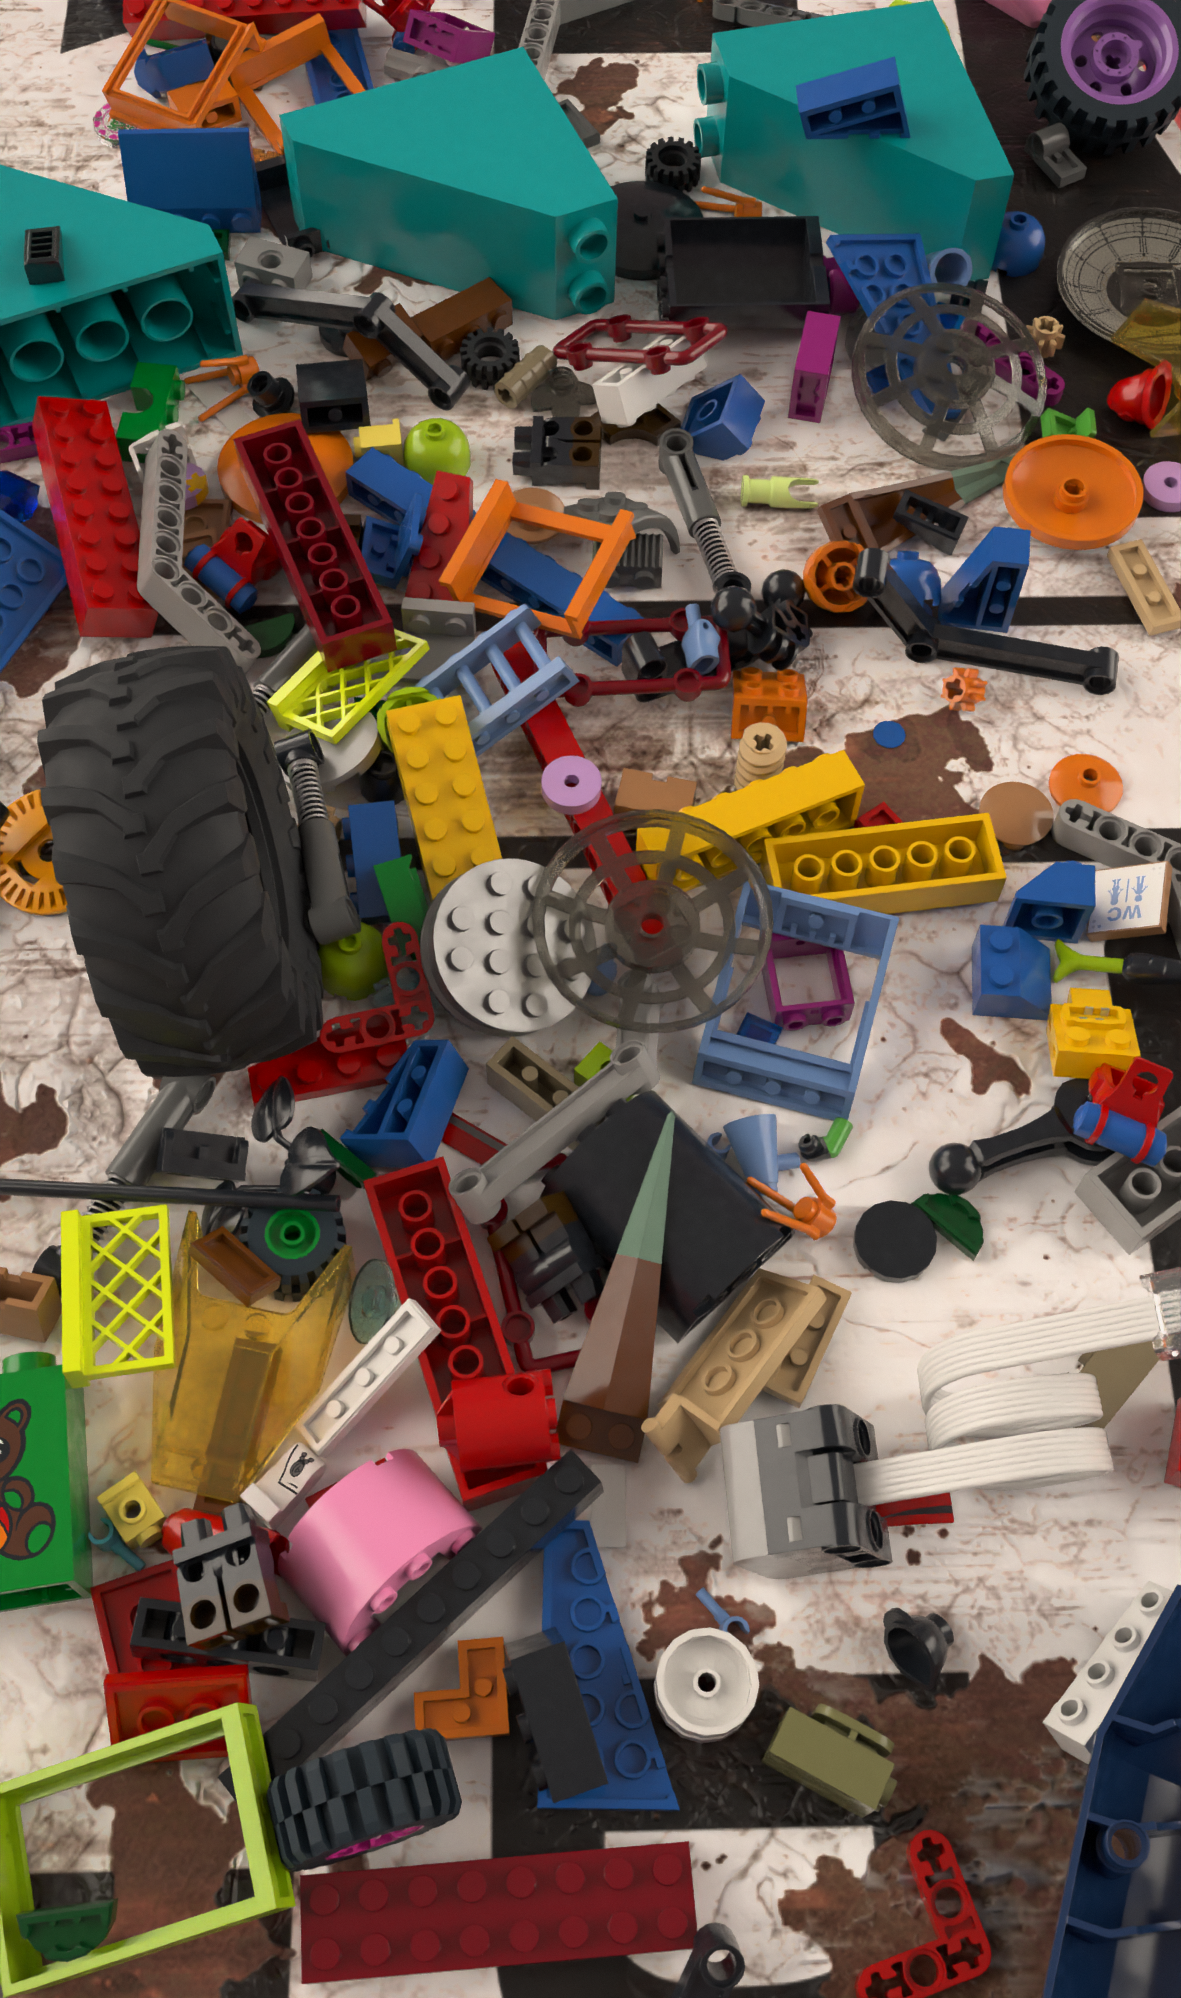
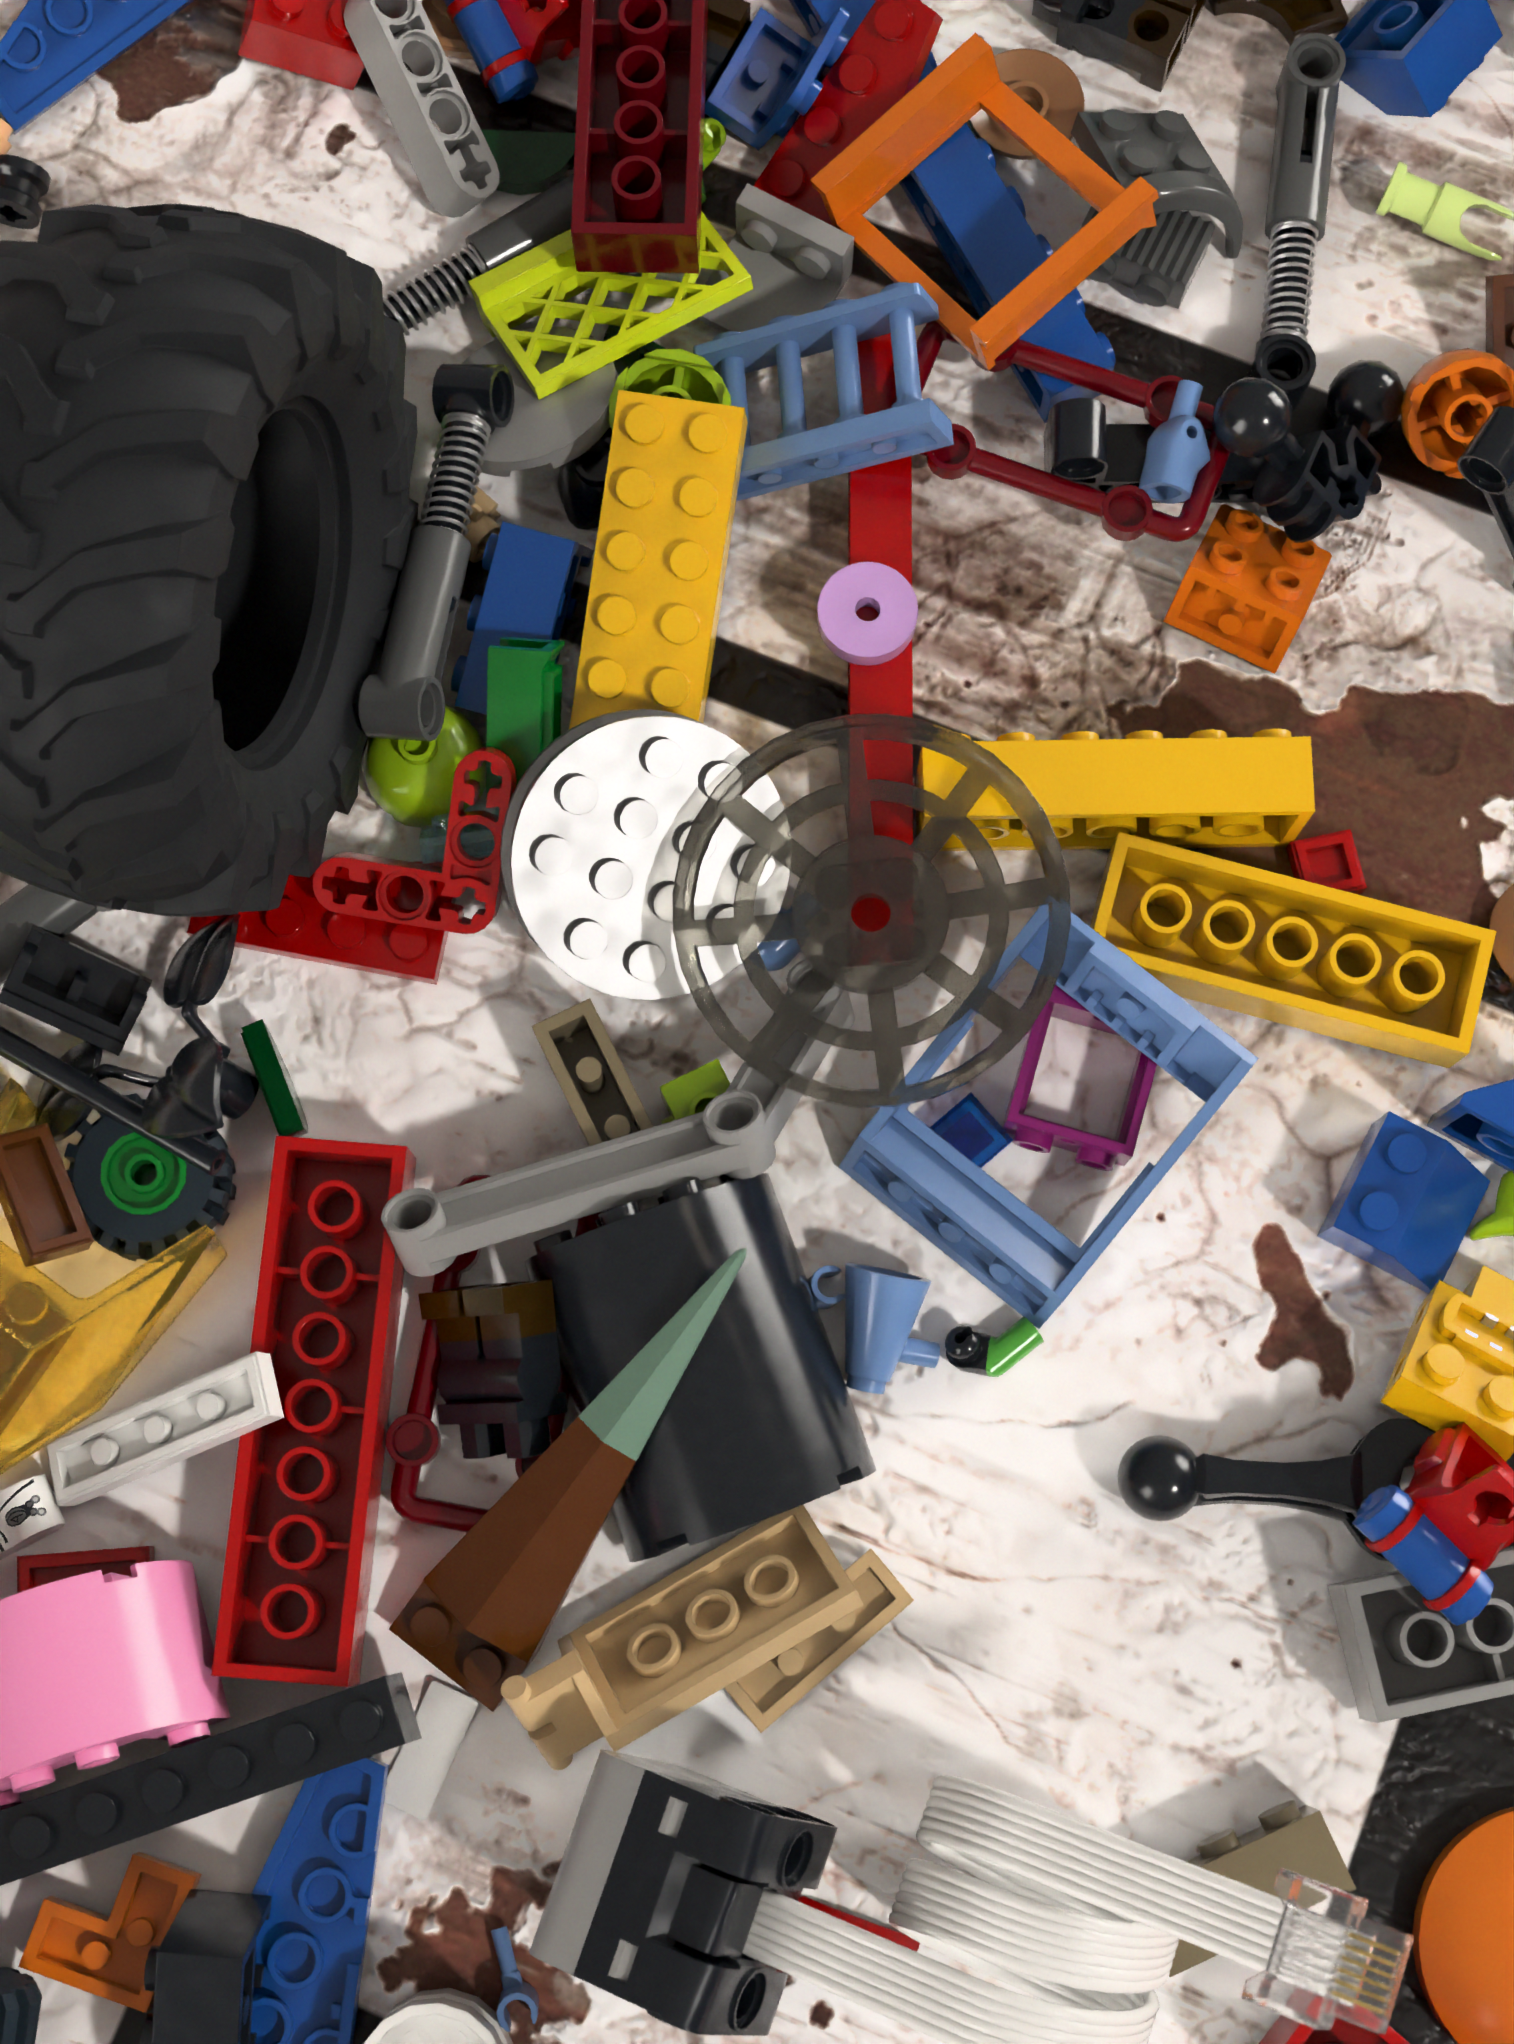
camera: 25 degrees right, 15 degrees up
(371, 1300) = (221, 1315): clear light blue dish -> none
(413, 1108) = (404, 1044): blue wedge -> none
(471, 1140) = (479, 1121): red sticker -> none
(500, 1421) = (296, 1601): red cylinder -> none
(640, 792) = (984, 690): medium nougat brick -> none
(760, 754) = (1181, 687): tan piece -> none
(812, 1215) = (915, 1456): orange plant -> none
(889, 734) = (1419, 712): blue sticker -> none
(895, 1241) = (1020, 1544): black tile -> none
(955, 1220) = (1125, 1549): dark green tile -> none

